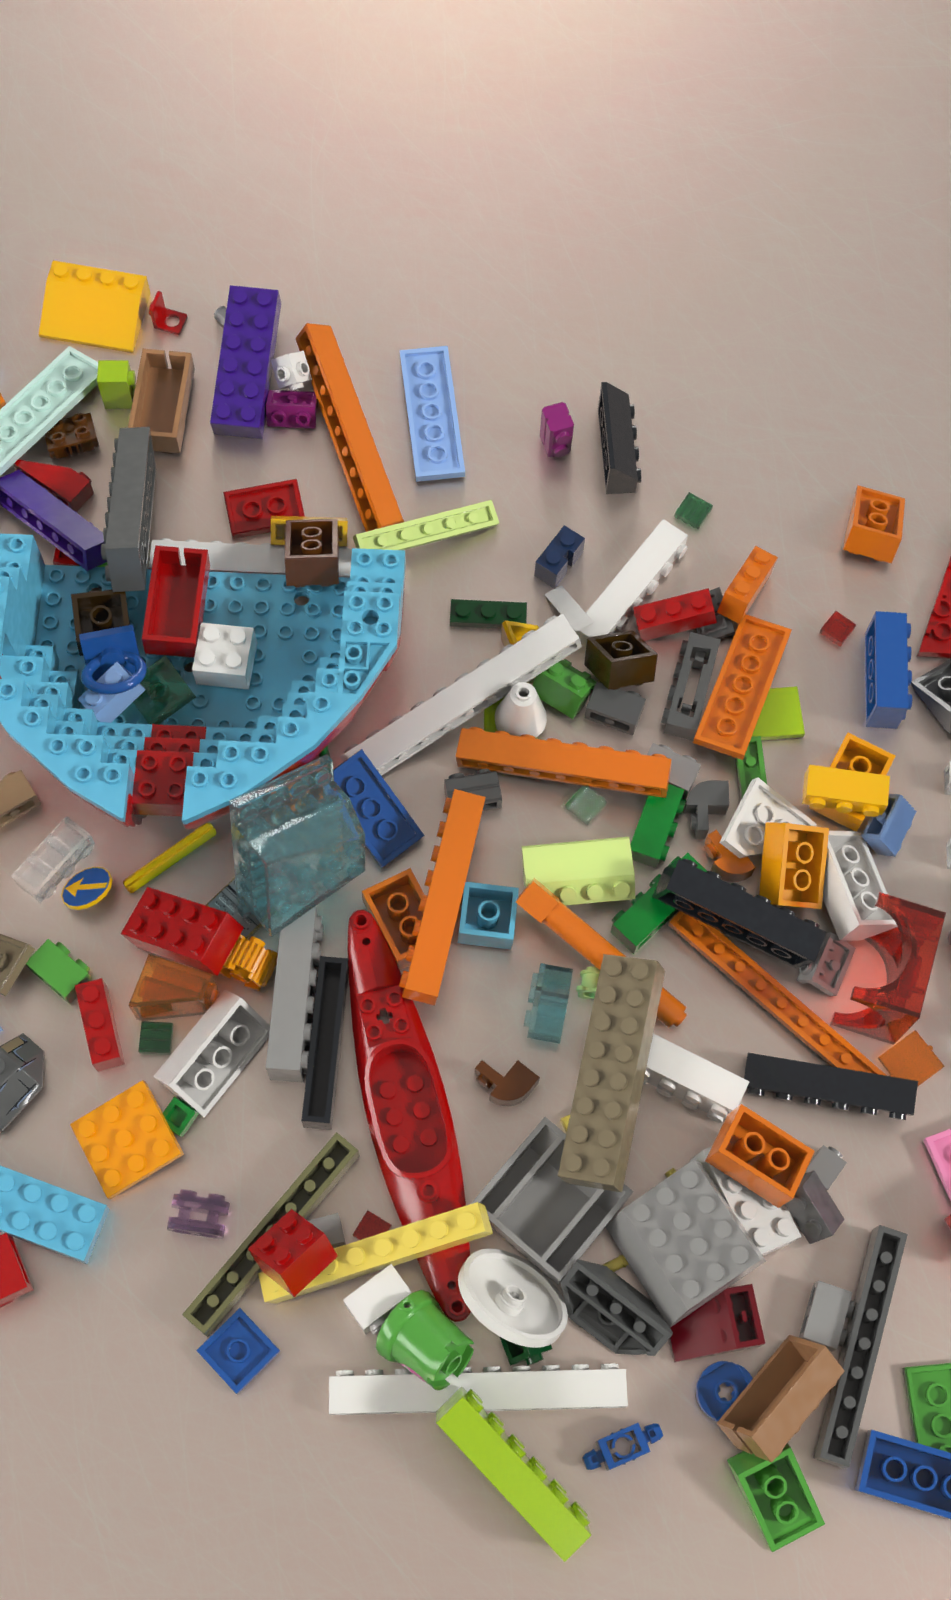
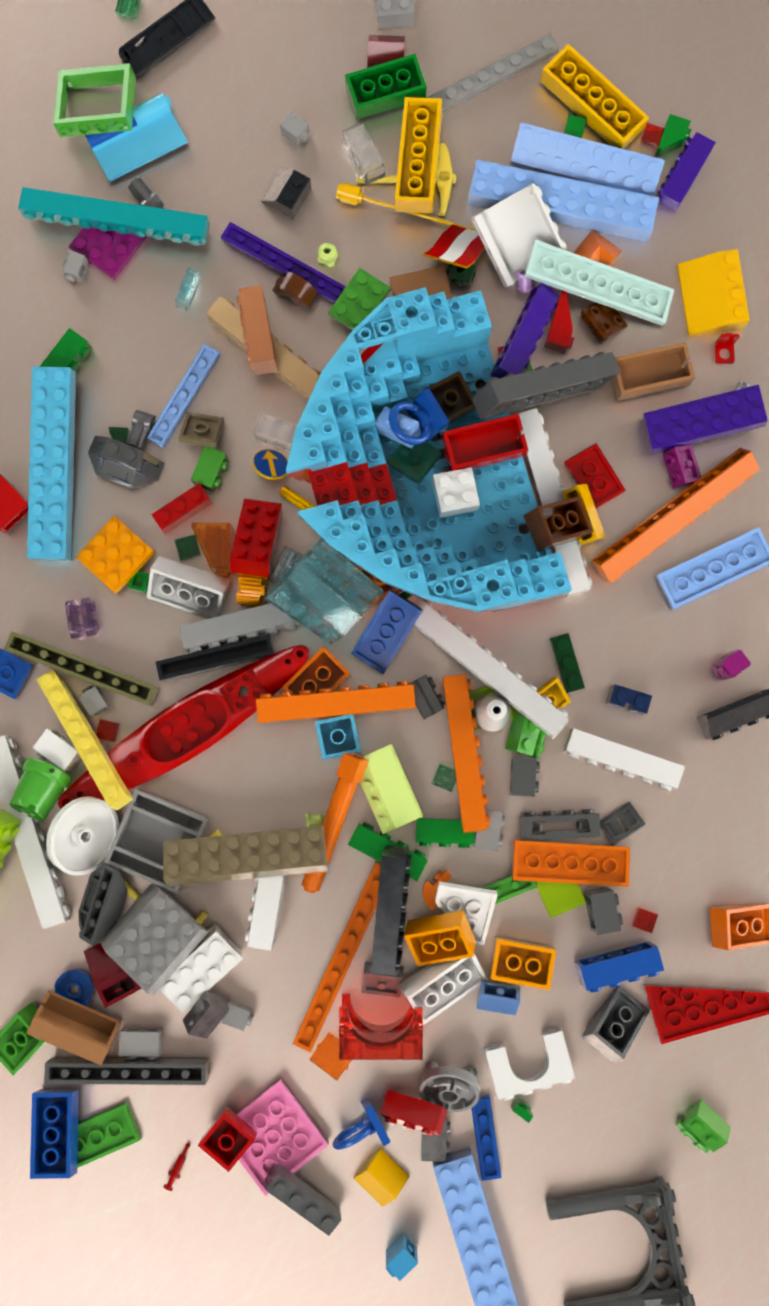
camera: 75 degrees right, 15 degrees up
(116, 383) = (652, 334): lime brick -> none
(291, 370) = (709, 455): white brick -> none
(293, 1252) = (64, 686): red brick -> none
(430, 528) = (613, 597): yellowish green plate -> none
(509, 1089) = (225, 790): reddish brown brick -> none
(550, 998) = (290, 797): clear light blue brick -> none
(571, 610) = (588, 719): white sticker -> none
(620, 659) = (557, 769): dark brown brick -> none
(650, 1434) = (7, 917): blue piece -> none
(675, 614) = (609, 798): red brick -> none
(693, 510) = (704, 786): clear green piece -> none
(706, 799) = (476, 862): dark grey brick -> none
(747, 584) = (652, 844): orange brick -> none
(760, 1156) = (220, 972): orange brick -> none
(813, 666) = (603, 910): none -> dark grey brick
(830, 1084) = (293, 1006): black brick -> none
(845, 790) = (506, 961): yellow brick -> none

